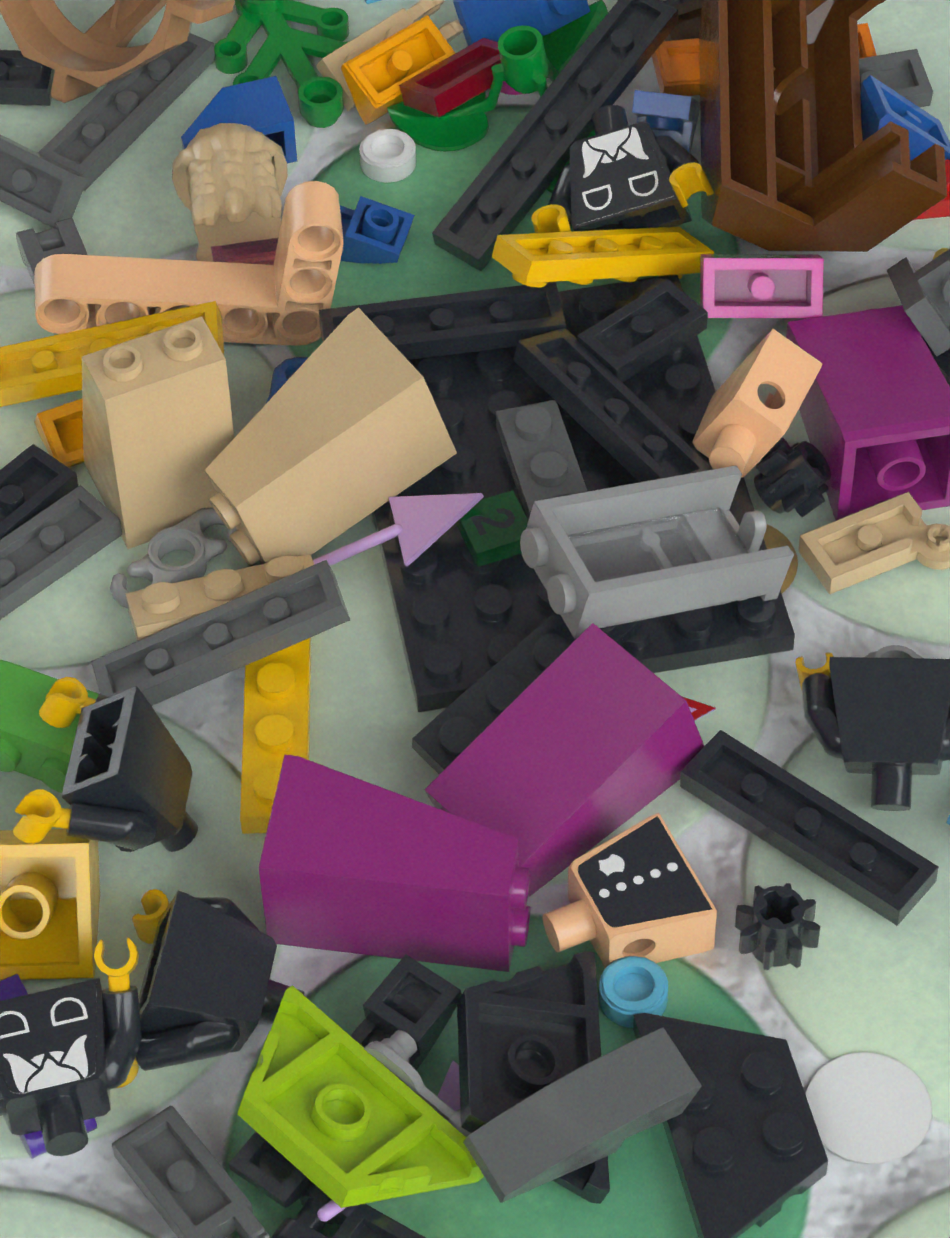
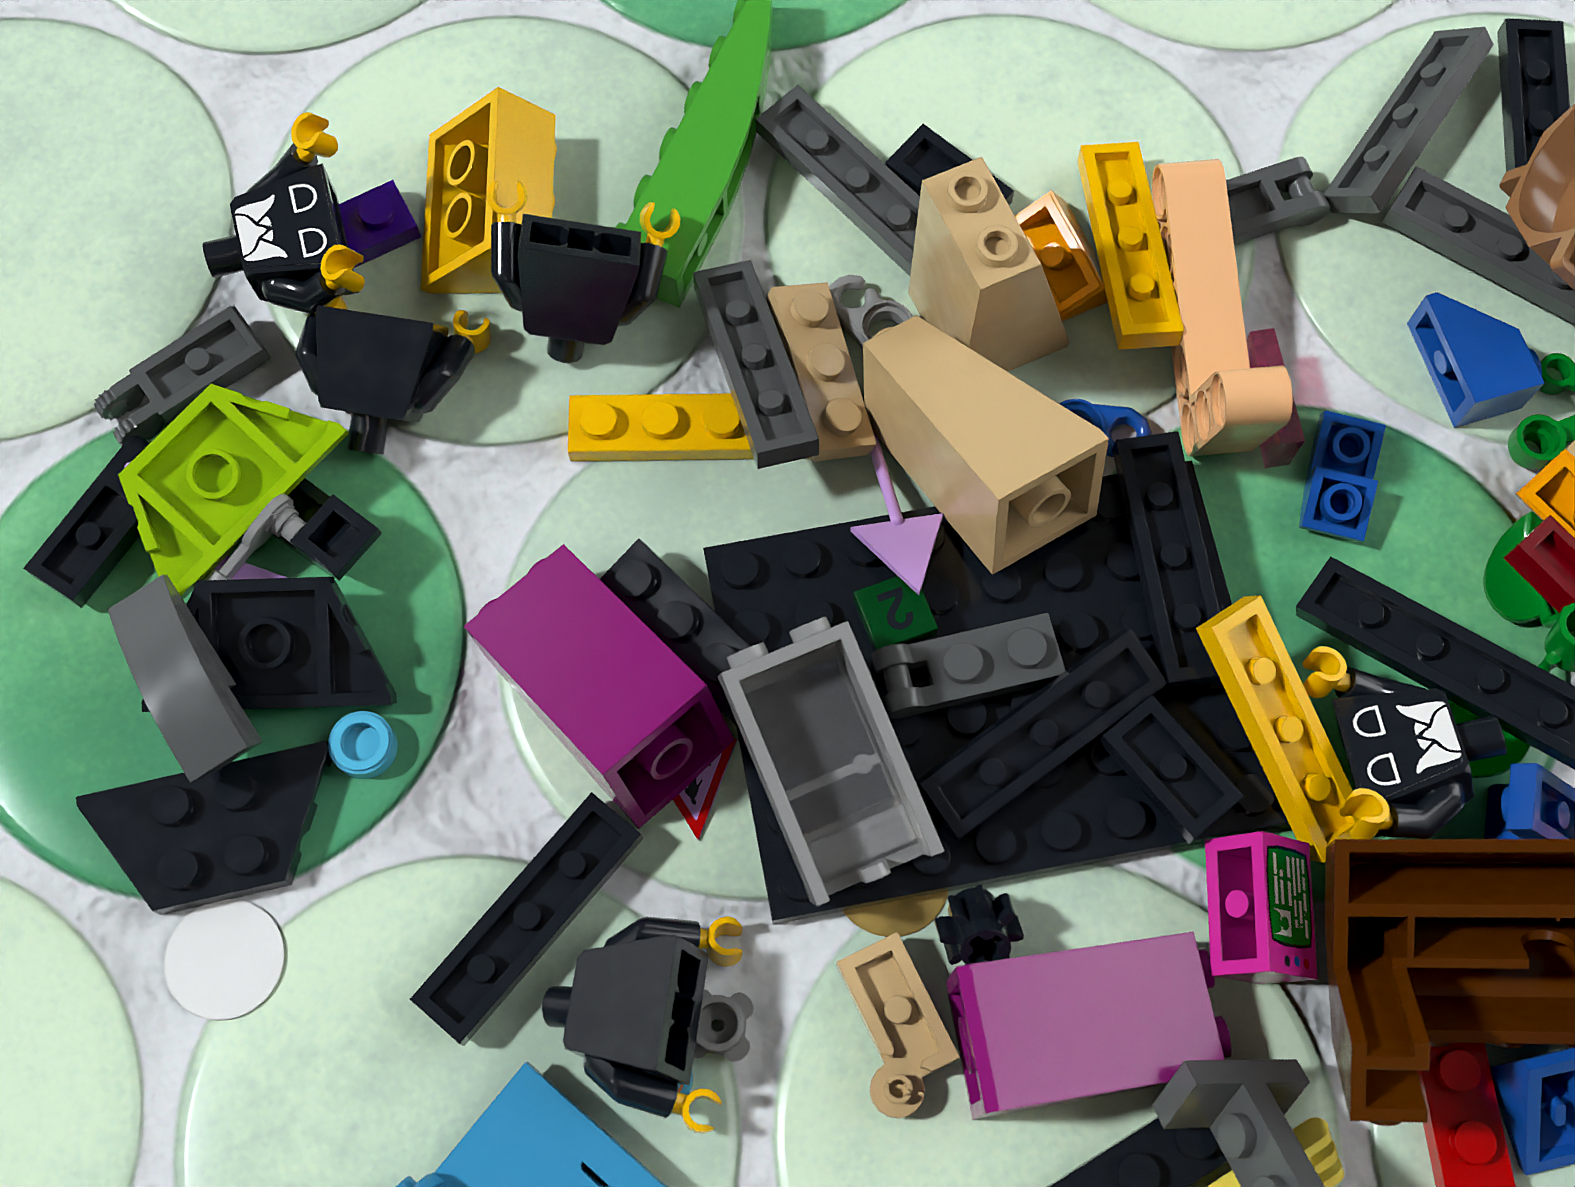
camera: 90 degrees right, 20 degrees up
(231, 185) = (1358, 347): tan piece -> none
(387, 155) = (1464, 517): white tile -> none
(387, 874) = (467, 505): magenta slope -> none
(635, 900) = (444, 744): torso -> none
(736, 423) = (1040, 879): light nougat torso -> none
(777, 926) = (388, 876): black gear -> none

